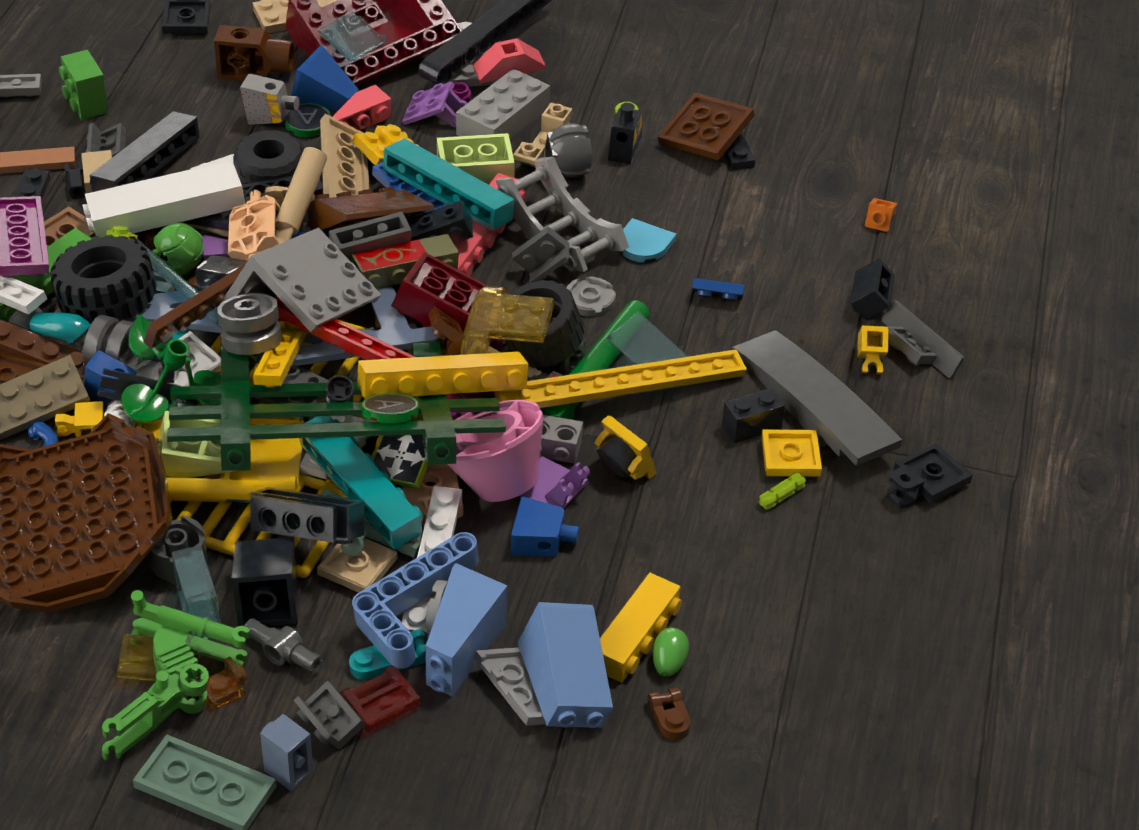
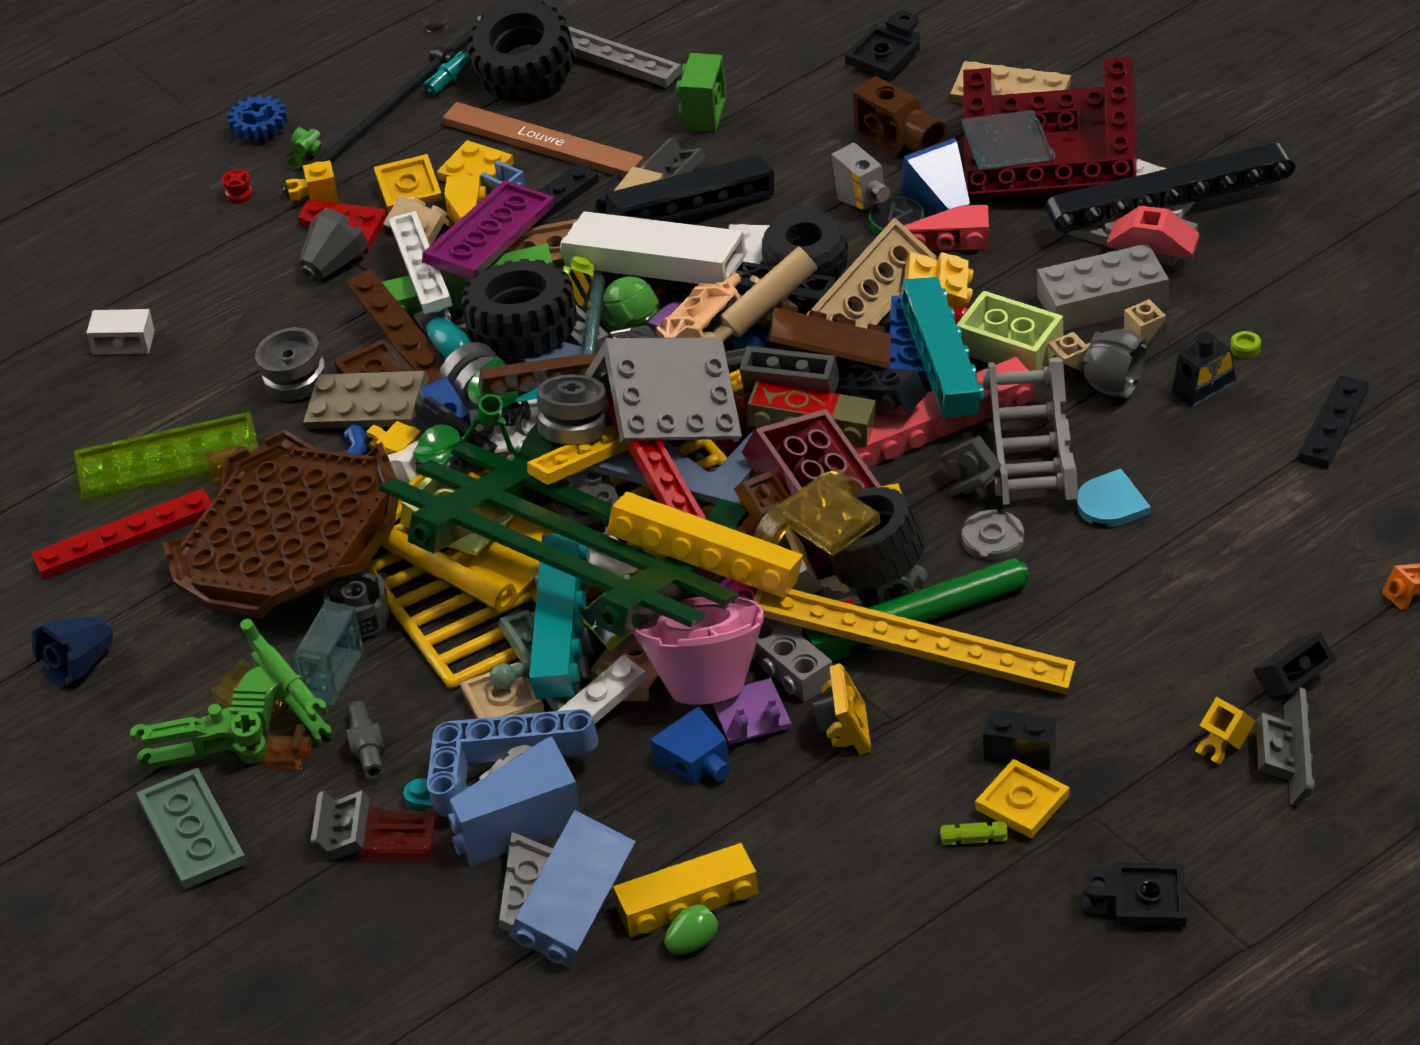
camera: 45 degrees right, 0 degrees up
(266, 581) = (398, 671): black slope -> none
(286, 752) = (266, 835): sand blue brick -> none
(307, 515) = (474, 622): black brick -> none
(339, 387) = (591, 513): black wheel -> none
(390, 408) = (610, 552): tile -> none
(434, 102) = (1028, 249): medium lavender plate -> none
(462, 91) = (1080, 248): magenta plate -> none
(643, 342) = (983, 608): clear light blue piece -> none
(673, 722) = (634, 999): reddish brown plate -> none
(706, 126) = (1304, 397): reddish brown plate -> none
(708, 287) = (1122, 581): blue plate -> none
(818, 398) = (1108, 754): dark grey slope -> none

